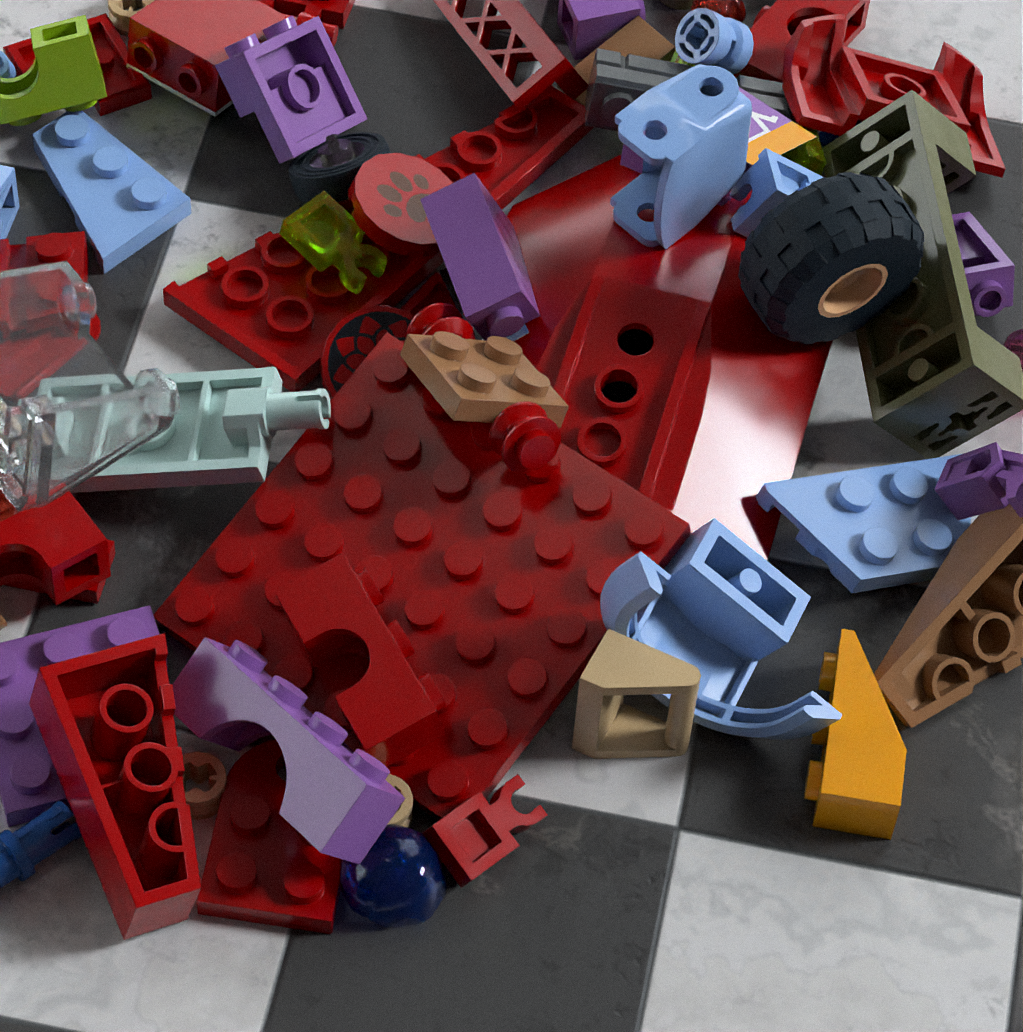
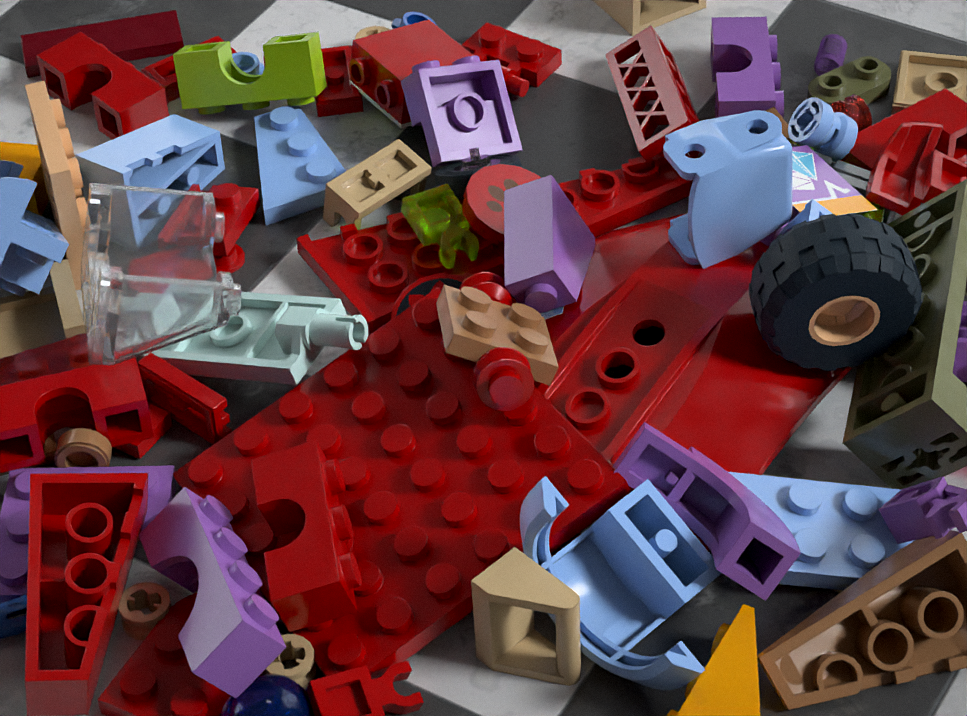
camera: 25 degrees right, 10 degrees down
(39, 612) = (82, 449): none -> medium nougat tile
(136, 523) = (184, 398): none -> red tile
(226, 202) = (374, 183): none -> tan hinge
(792, 534) = (735, 524): none -> medium lavender arch

